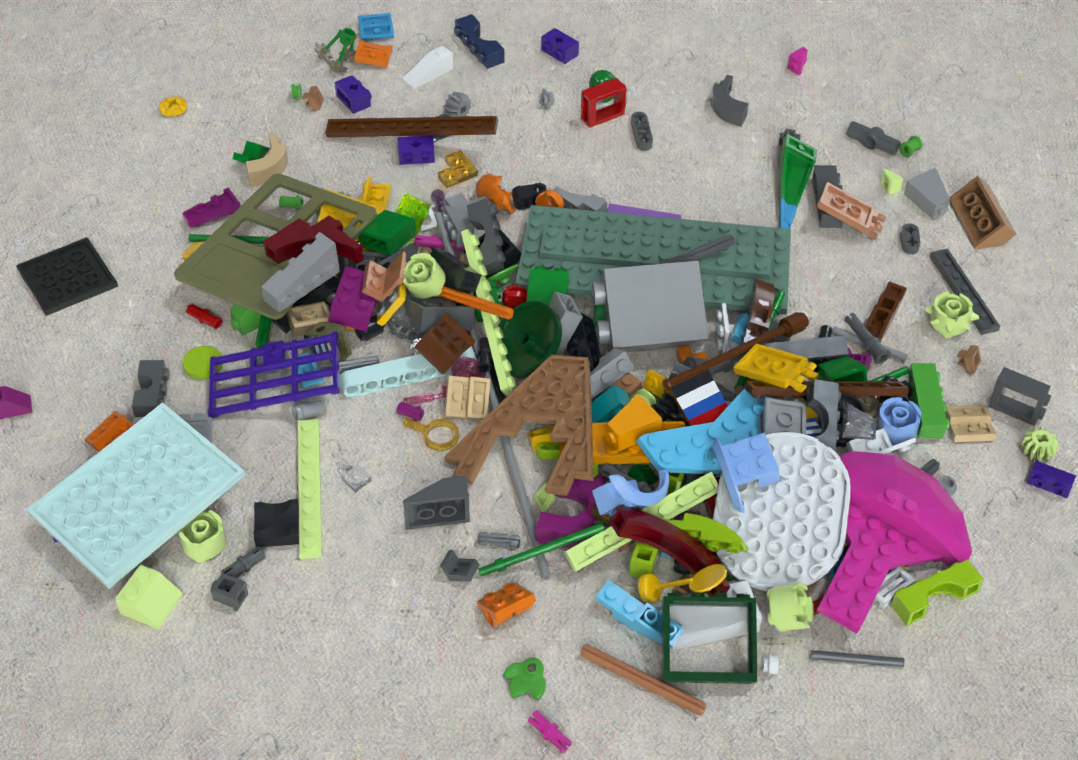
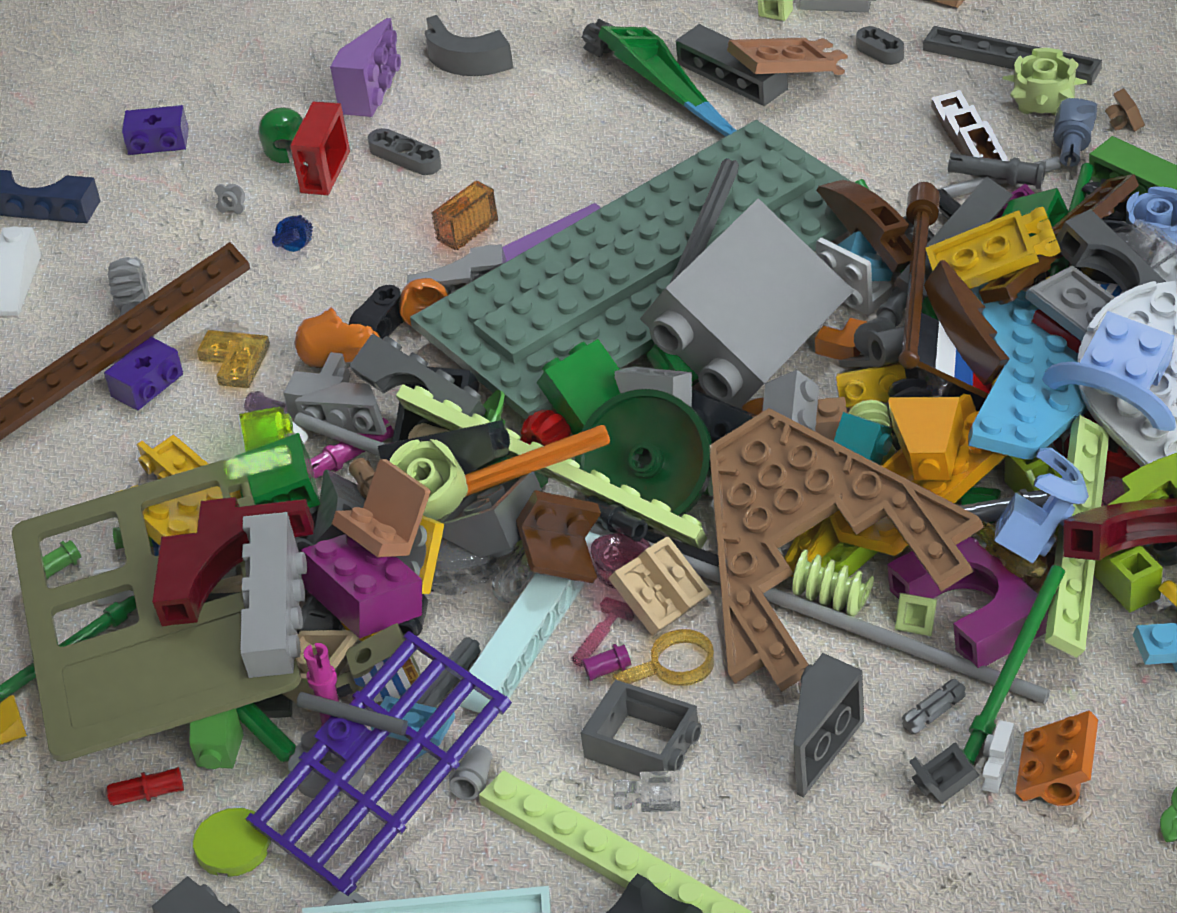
camera: 40 degrees left, 5 degrees down
(281, 346) = (352, 713): none -> dark grey bar
(289, 324) = (321, 675): none -> dark pink pin
(377, 217) = (257, 462): none -> clear neon green axle
(386, 431) = (630, 700): none -> dark grey window
(490, 581) = (999, 751): none -> white plate
(527, 454) = (830, 585): none -> yellowish green piece
(548, 133) = (292, 233): none -> clear blue piece
(618, 178) = (465, 215): none -> clear orange brick
(670, 80) = (366, 70): none -> medium lavender slope
(722, 386) = (964, 324): none -> reddish brown slope
(931, 344) = (1073, 128): none -> sand blue piece

